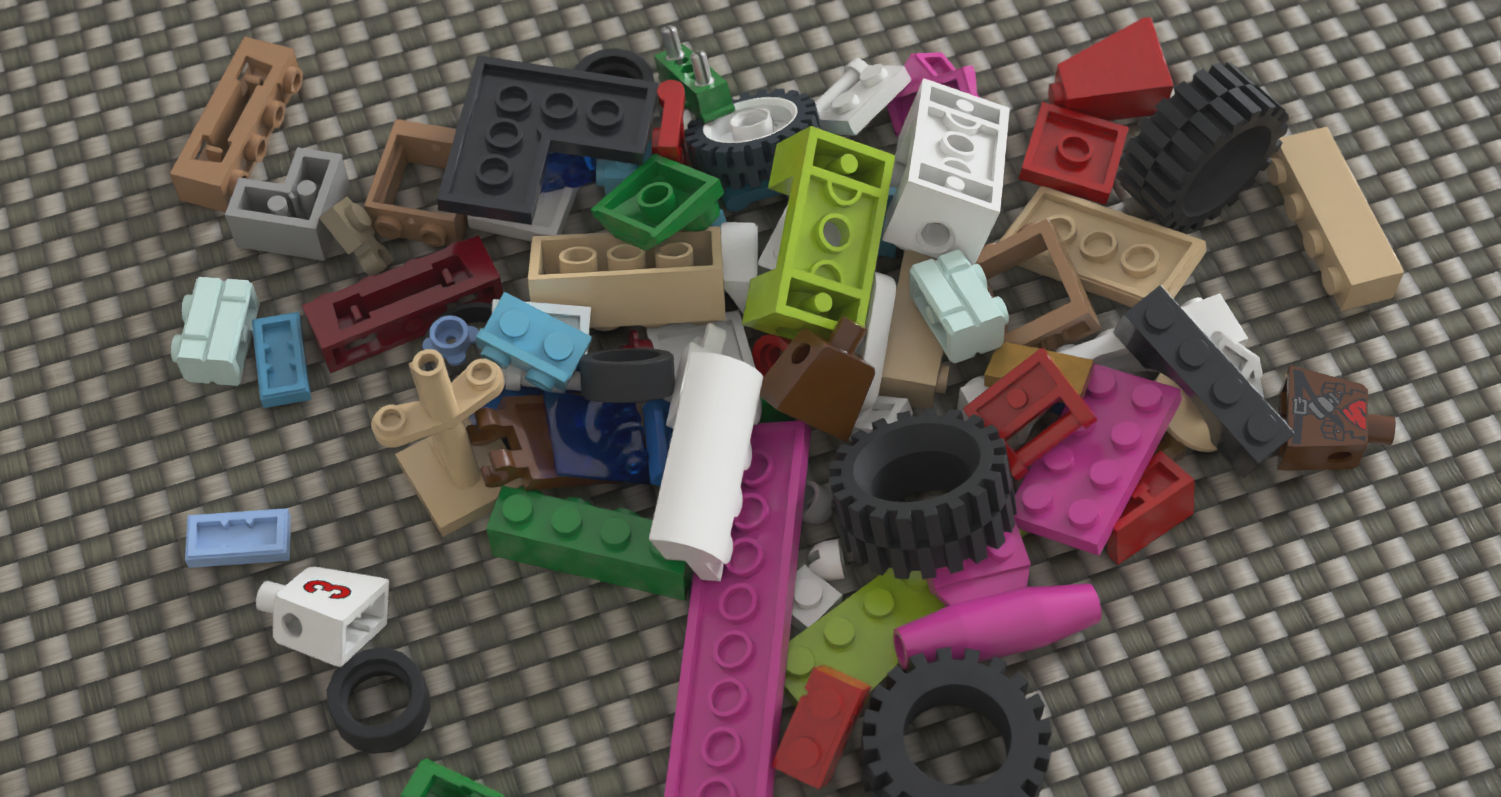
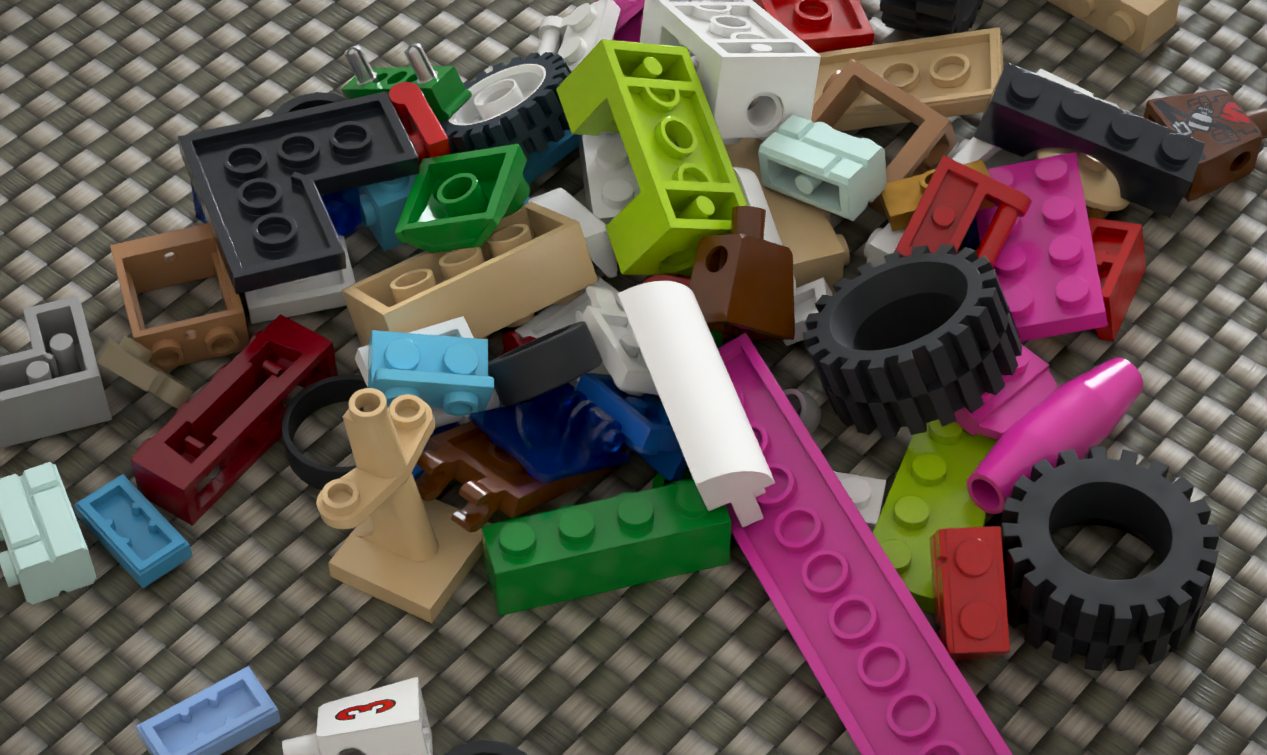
camera: 30 degrees left, 10 degrees down
(451, 328) = (319, 422): medium blue plate -> none
(828, 560) = (850, 454): white hinge -> none

